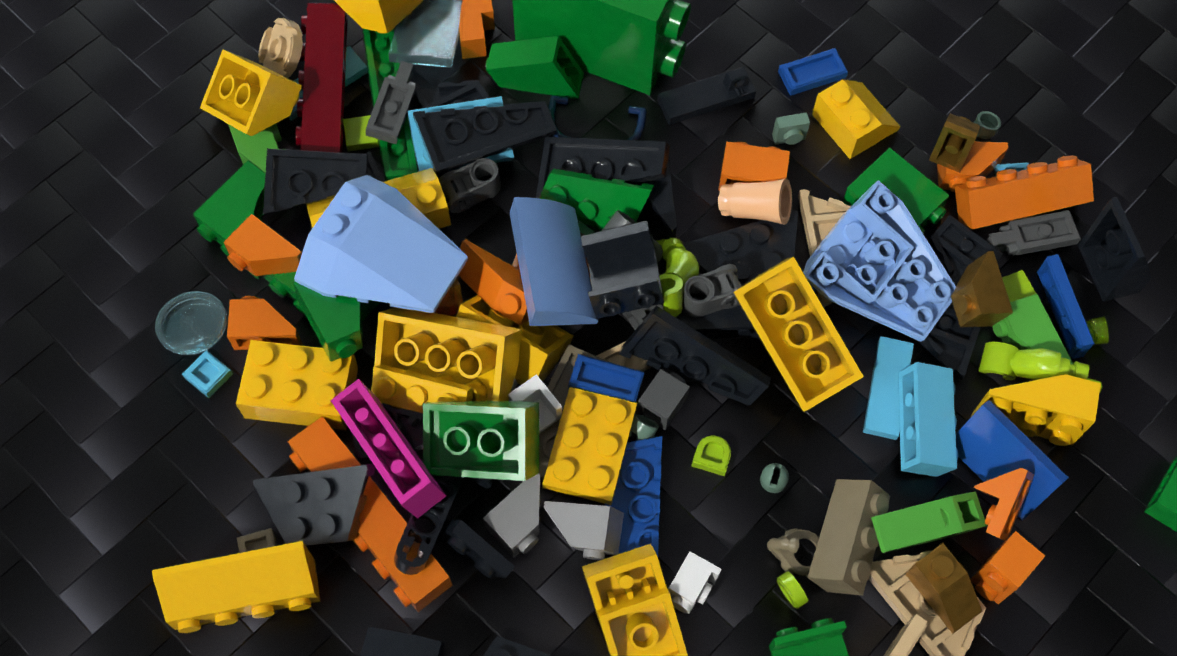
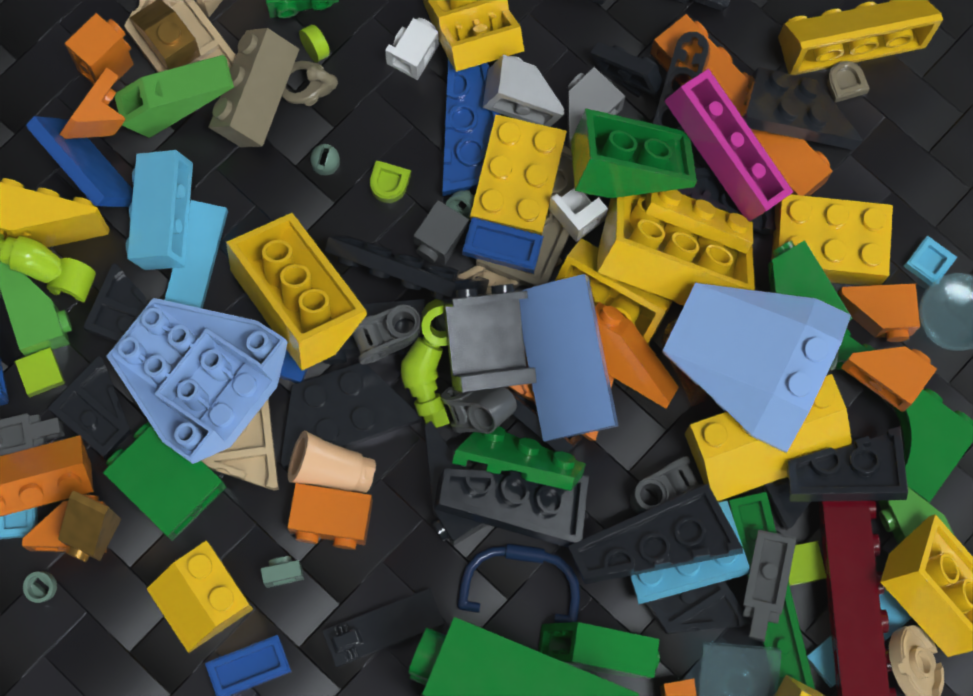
camera: 175 degrees right, 10 degrees up
(981, 294) = (85, 344): pearl gold slope -> none

